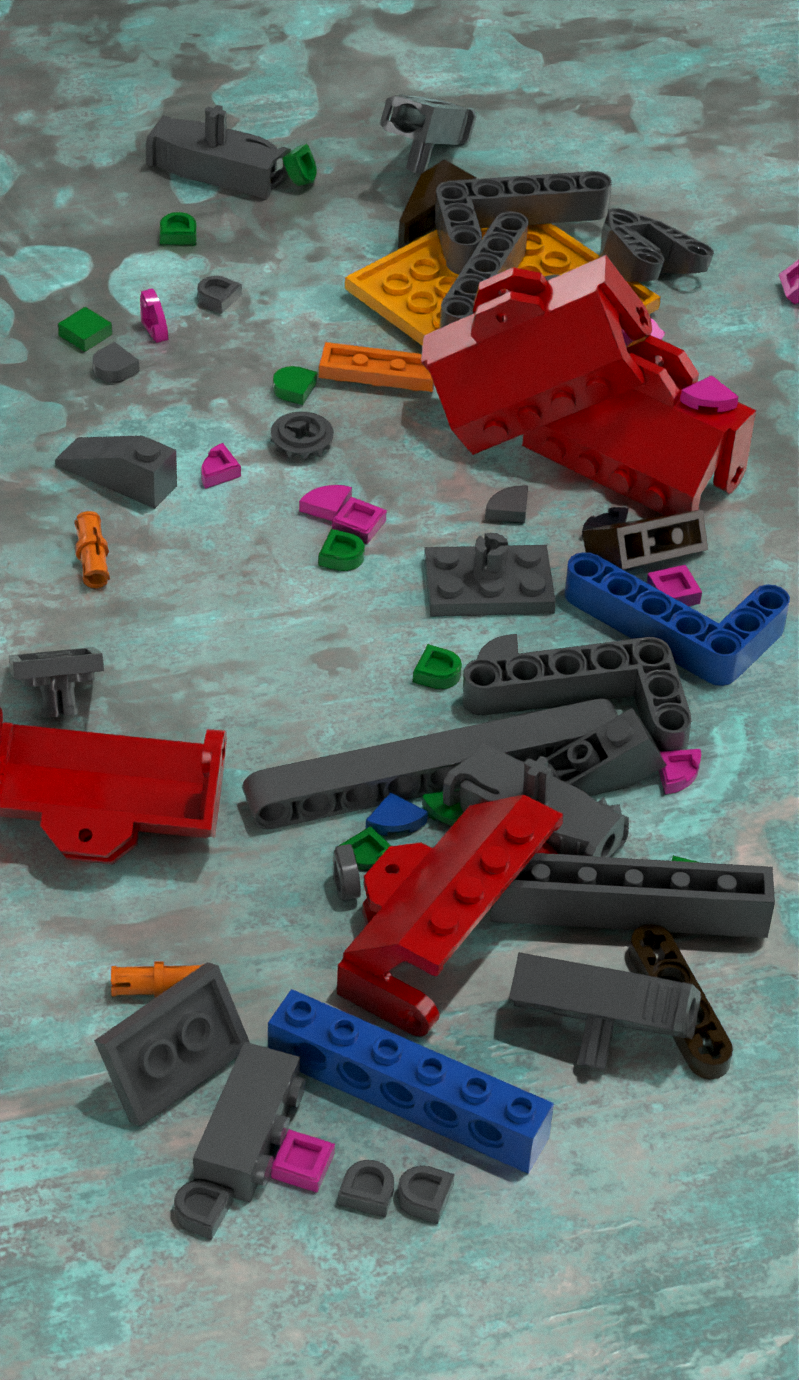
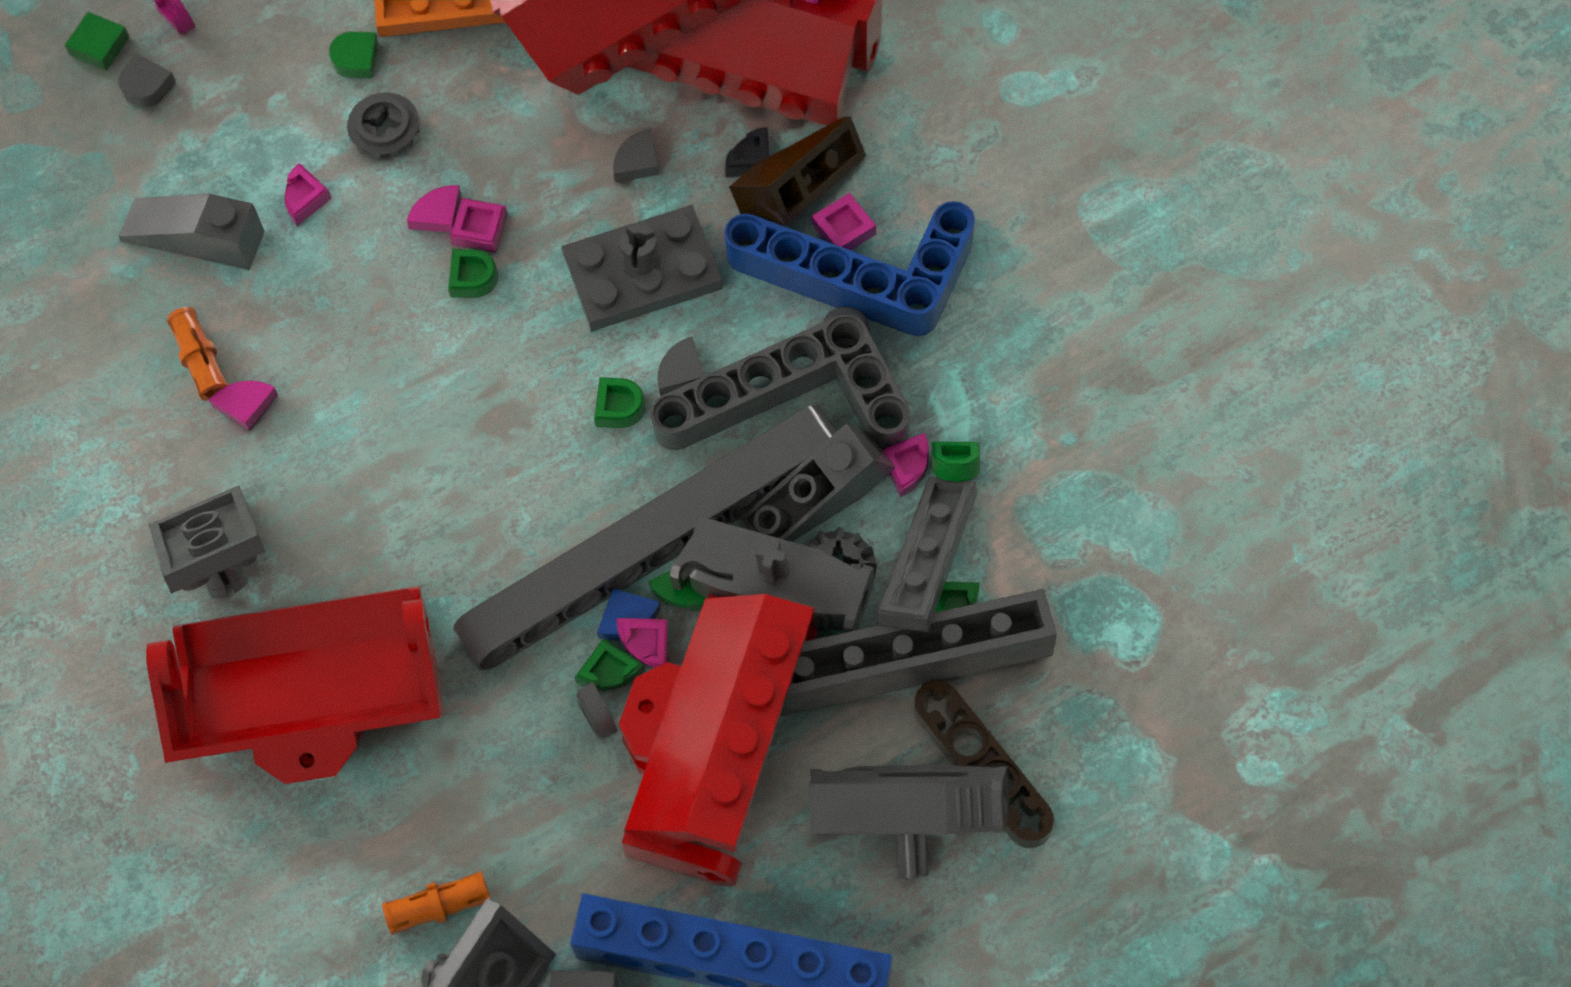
camera: 10 degrees left, 20 degrees up
(119, 592) = (244, 401): none -> dark pink tile
(404, 828) = (644, 639): none -> dark pink tile
(676, 824) = (927, 554): none -> dark grey tile
(722, 773) = (955, 460): none -> green tile

